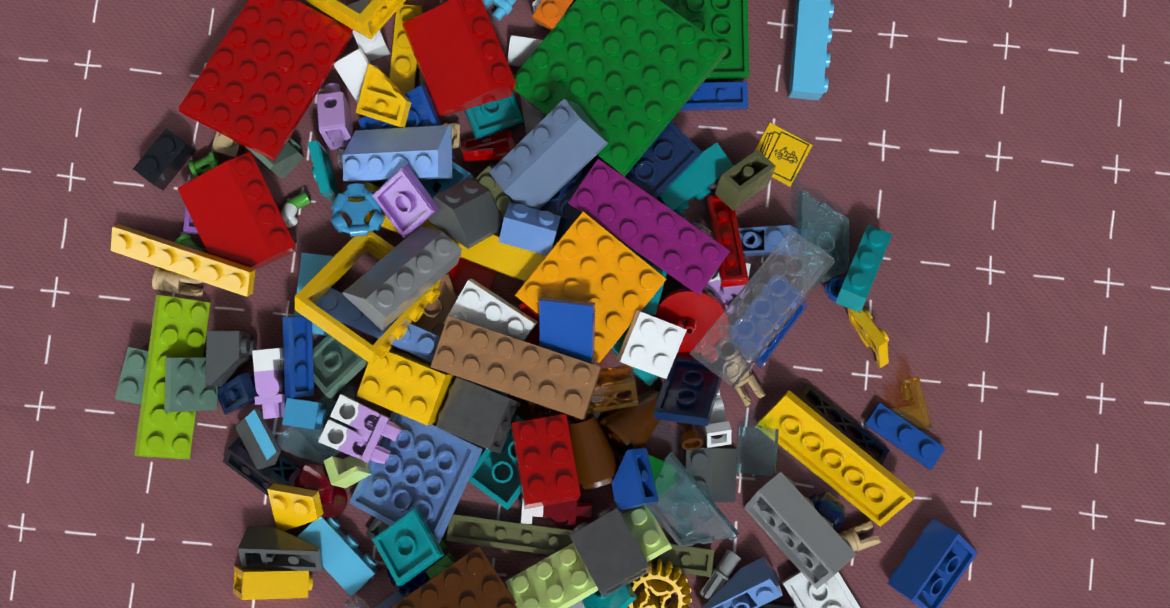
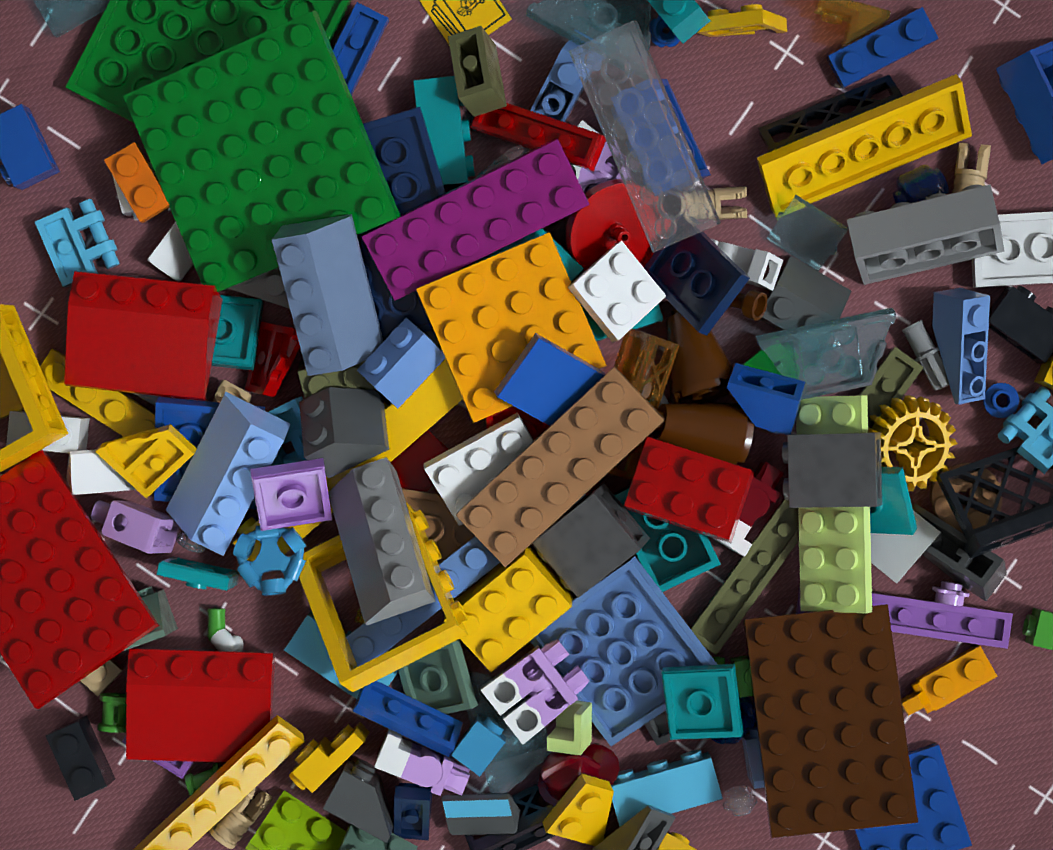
camera: 65 degrees left, 5 degrees up
(241, 314) = (321, 759): none -> yellow plate

